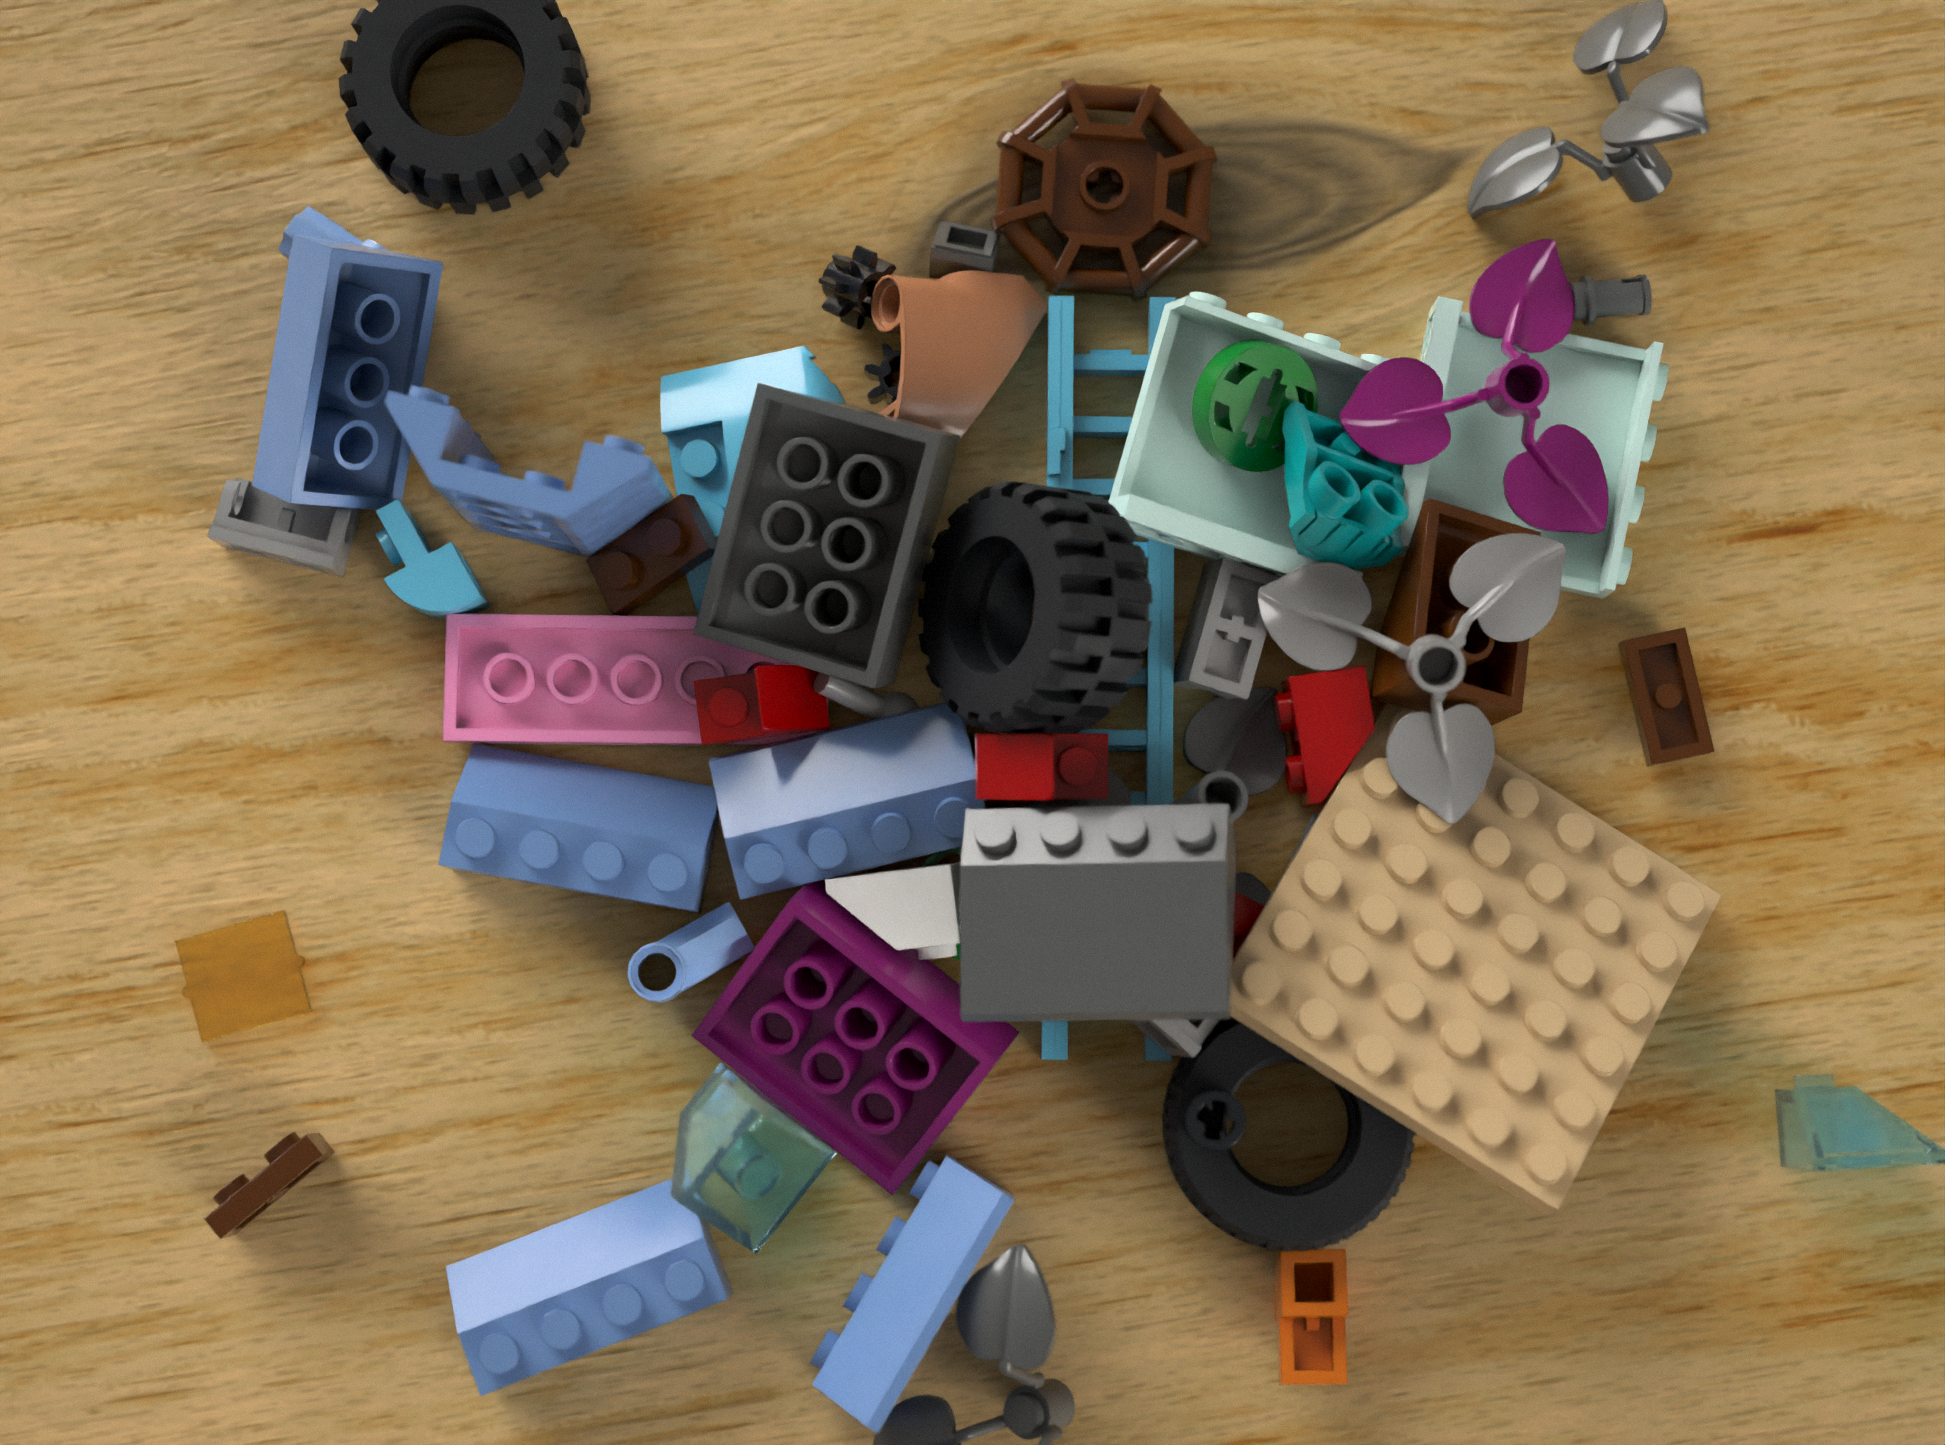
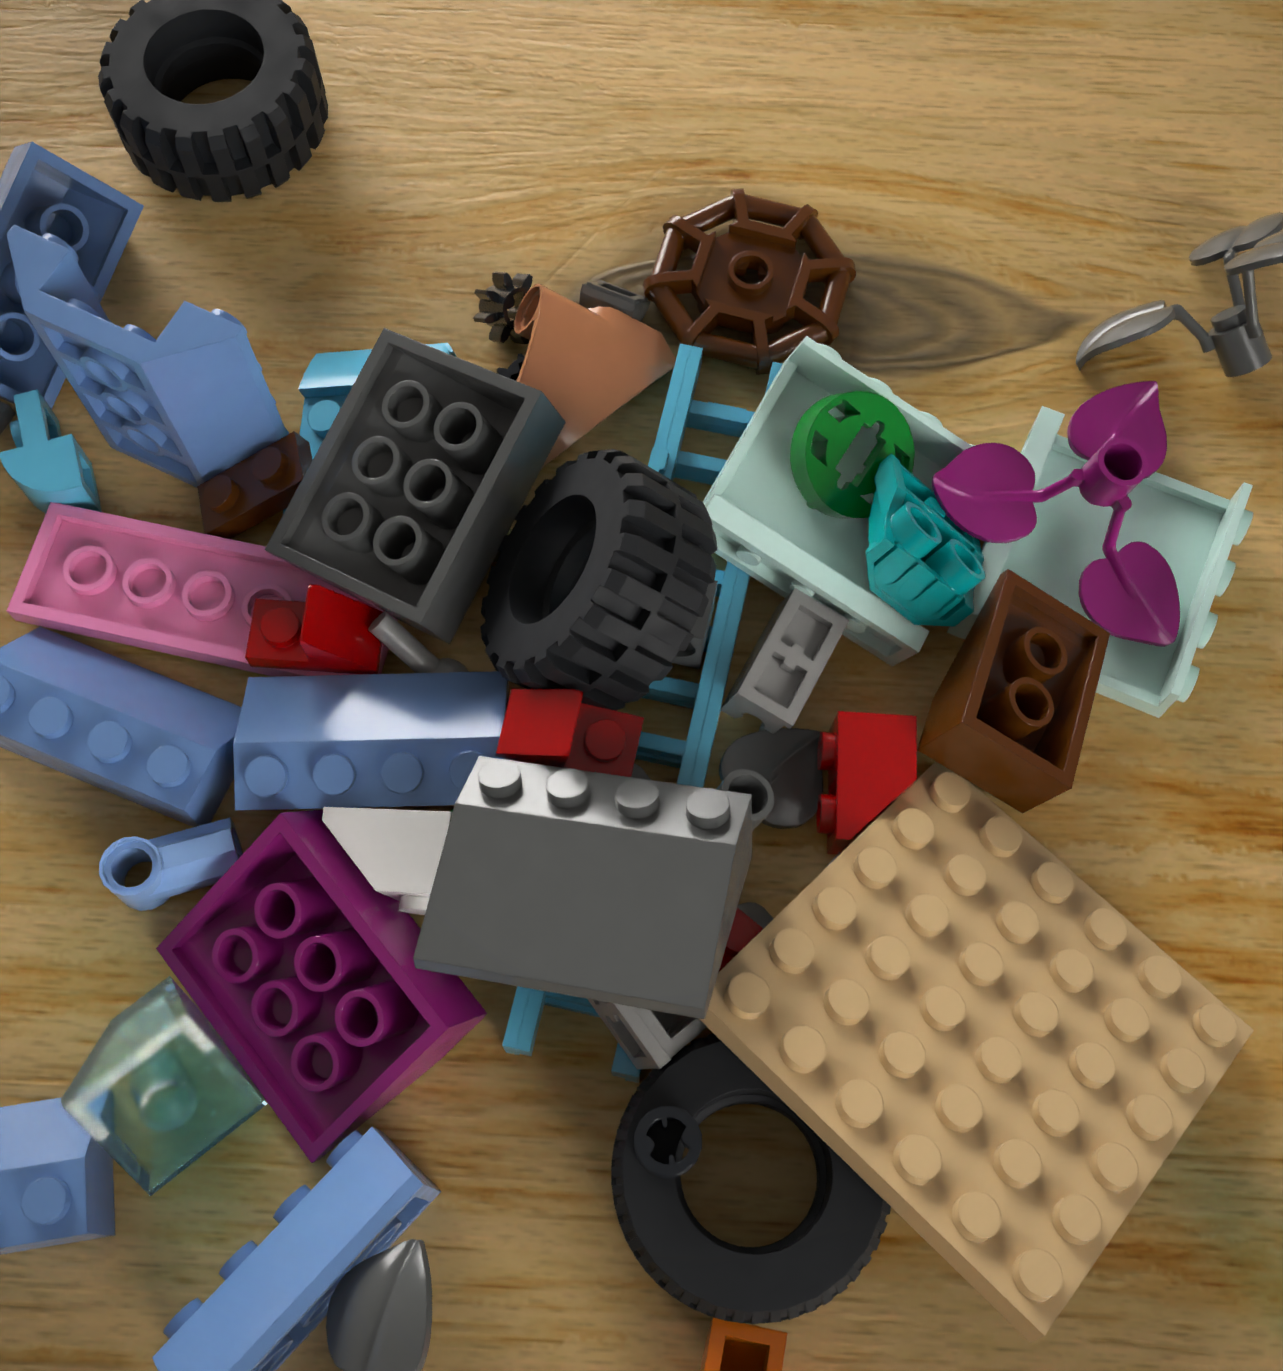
camera: 10 degrees right, 15 degrees down
(1443, 754) = (983, 813): light grey plant -> none
(1610, 297) = (1202, 450): dark grey pin -> none
(1666, 697) = (1216, 818): reddish brown plate -> none

